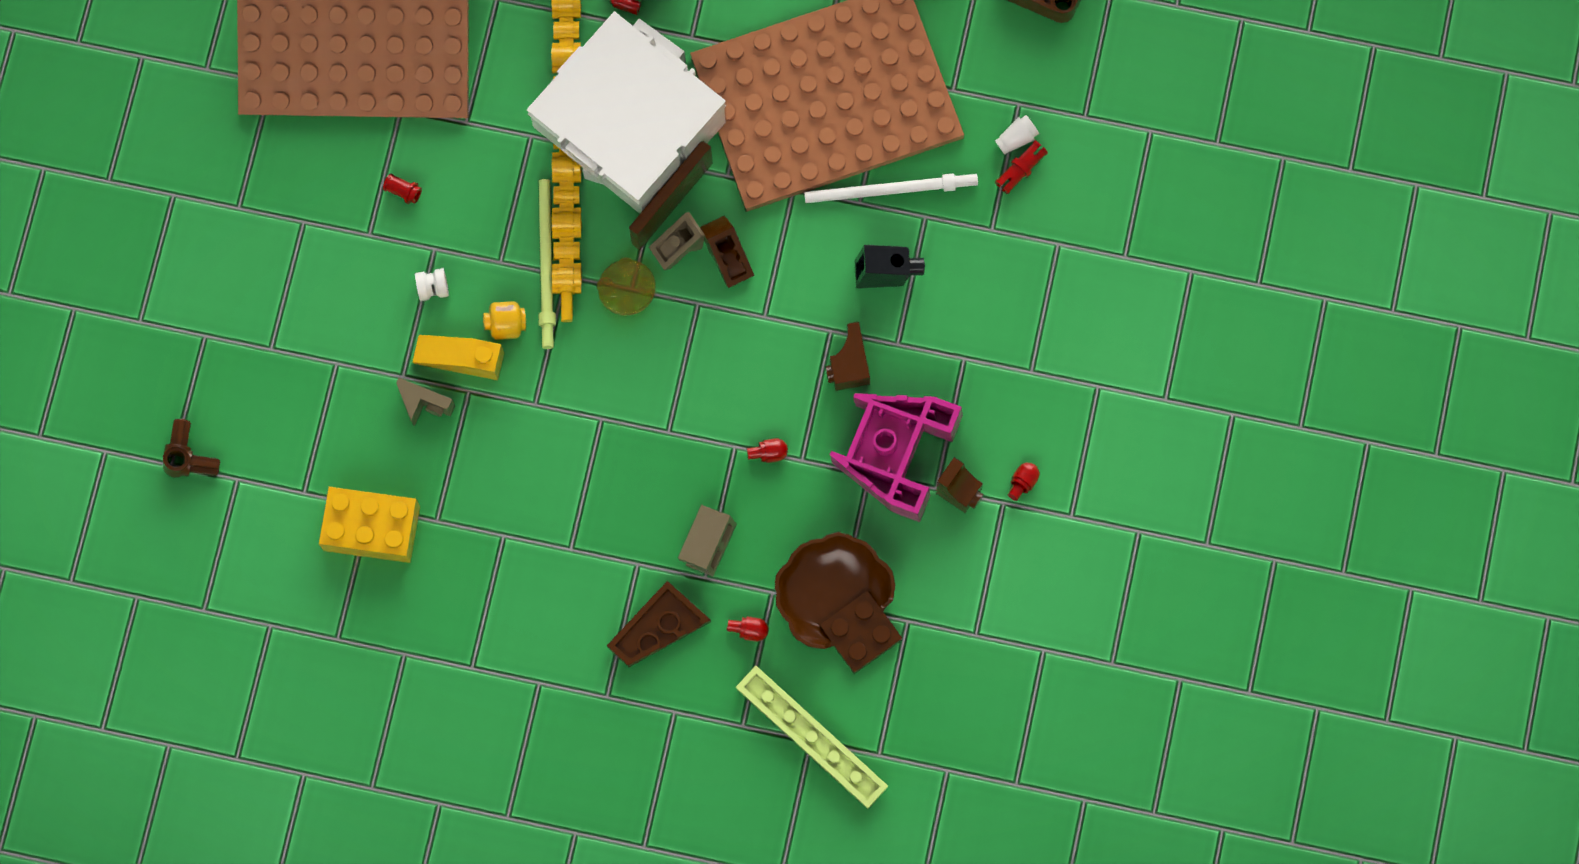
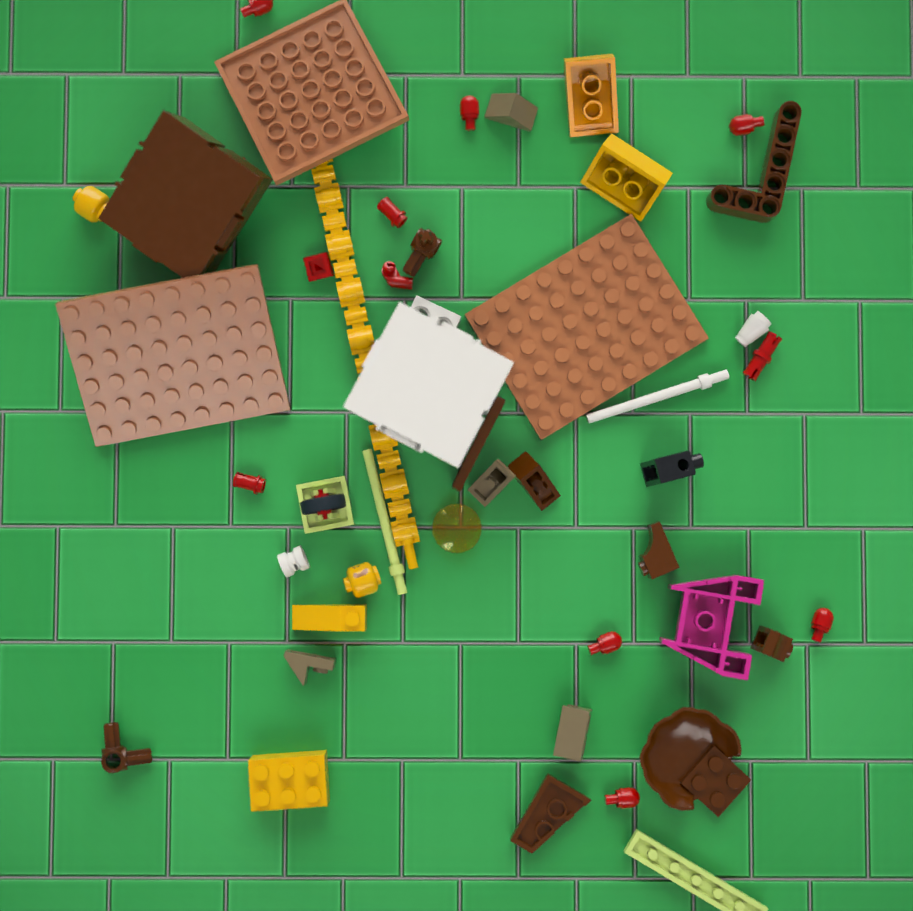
camera: 20 degrees left, 10 degrees up
(482, 230) = (325, 504): none -> yellowish green plate

